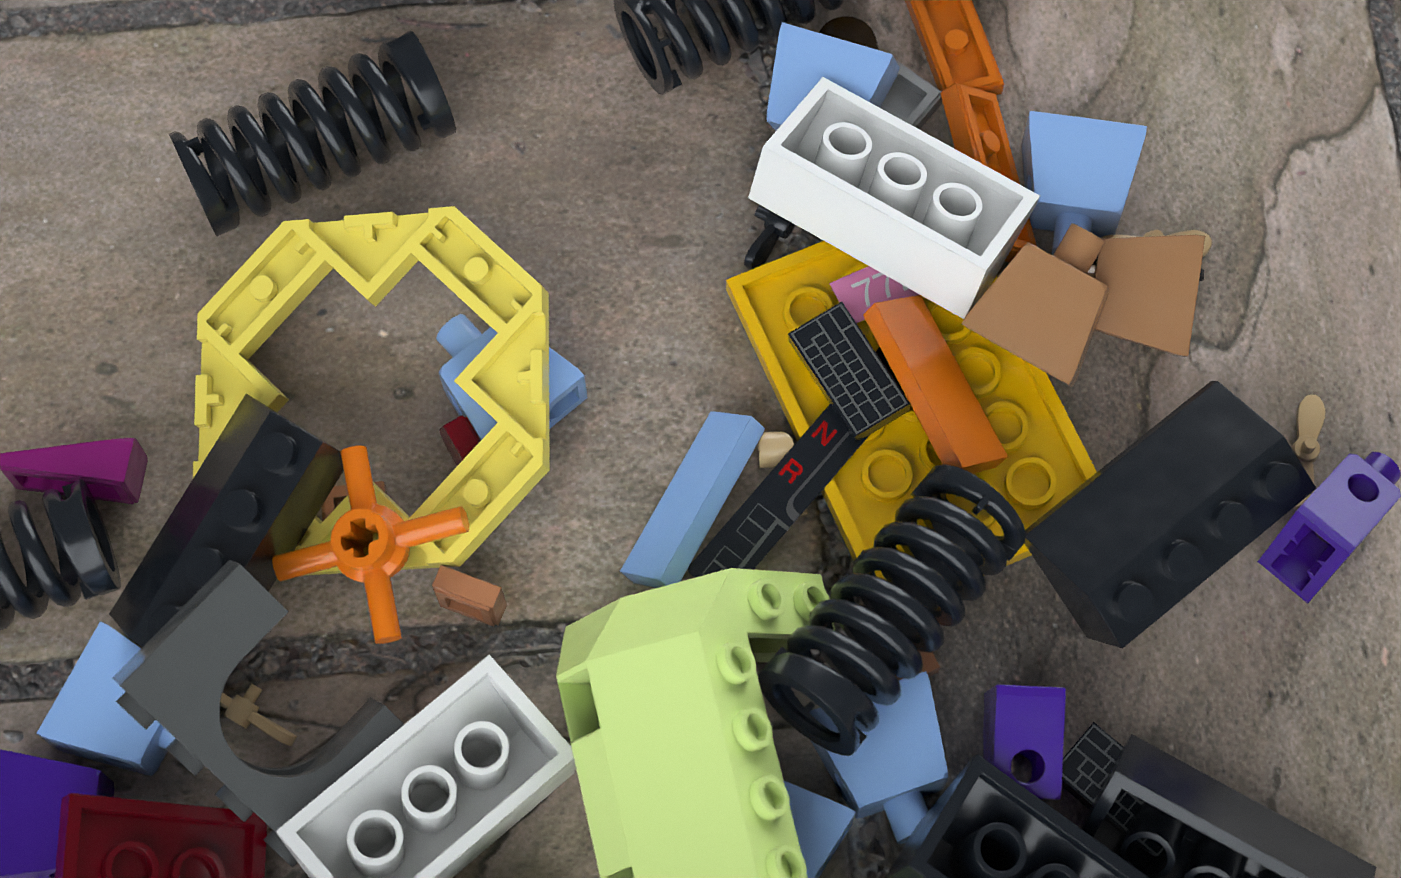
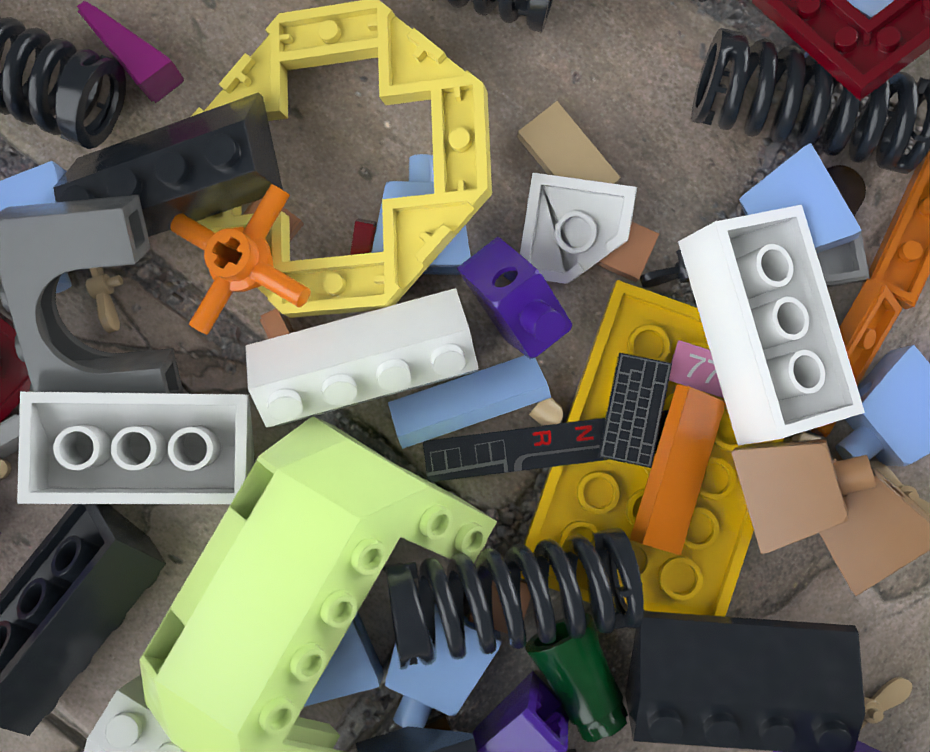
camera: 40 degrees right, 15 degrees up
(567, 536) = (360, 358): none -> white slope
(580, 218) = (564, 148): none -> tan tile
(642, 268) = (574, 224): none -> white plate
(652, 365) = (525, 309): none -> dark purple torso
(706, 251) = (633, 255): none -> nougat tile
(1027, 645) = (581, 680): none -> dark green plant

